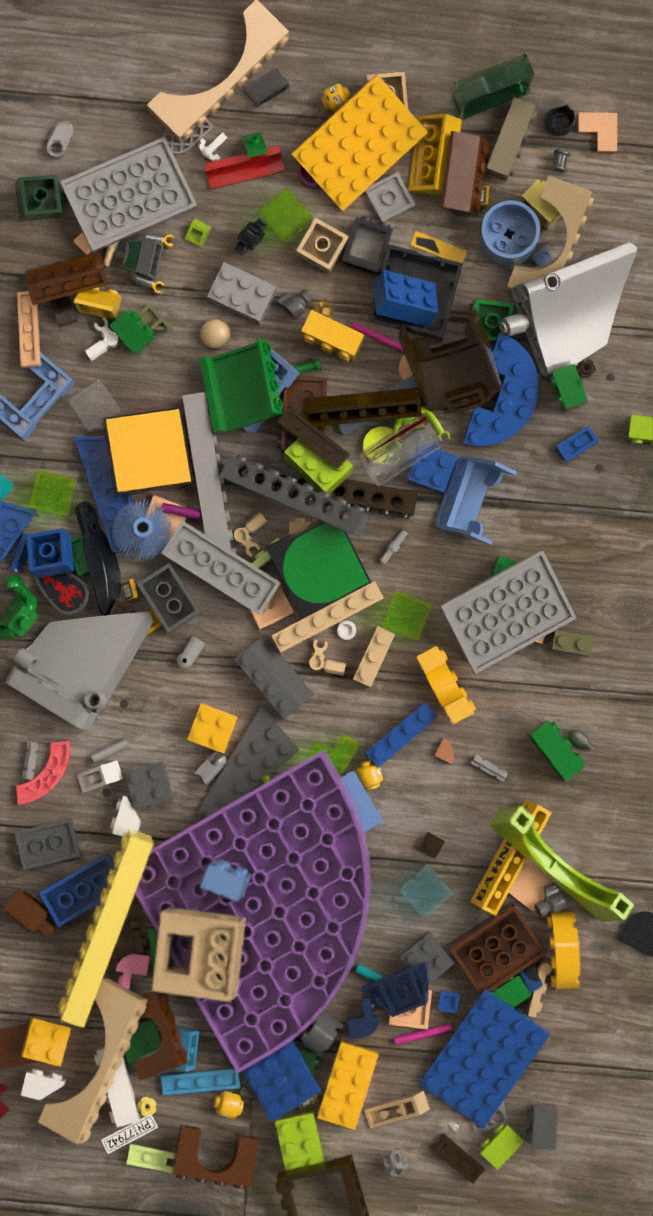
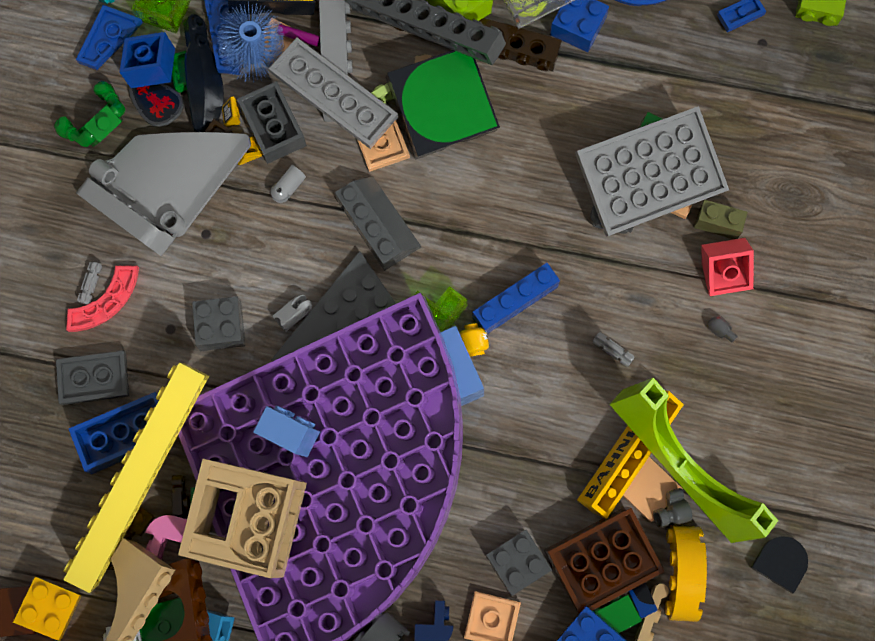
camera: 10 degrees right, 10 degrees down
(19, 554) = (110, 74): blue pin -> none
(29, 912) = (54, 451): reddish brown hinge -> none
(99, 776) = (165, 307): white slope -> none
(110, 750) = (181, 282): light grey piece -> none
(126, 817) = (187, 353): white slope -> none
(212, 728) = (300, 268): yellow brick -> none
(252, 525) = (362, 67): tan bar -> none
(317, 661) = (429, 212): tan bar -> none
(327, 617) = (446, 162): tan brick -> none
(346, 630) = (465, 181): white tile -> none
(367, 973) = (453, 578): teal piece -> none
(374, 656) = (493, 210): tan brick -> none
(393, 546) = (528, 98): light grey bar -> none
(401, 990) = (484, 595): dark blue wing -> none
(406, 615) = (535, 168): clear neon green brick -> none
(425, 891) = (525, 483): clear light blue piece -> none
(431, 844) = (537, 429): dark brown plate -> none
(444, 685) = (570, 247): yellow brick -> none
(445, 751) = (564, 325): nougat tile -> none
(448, 1001) = (539, 618): blue plate -> none
(465, 496) = (616, 48): medium blue windscreen -> none
(557, 750) = (694, 334): green brick -> none
(581, 684) = (728, 266): none -> coral slope

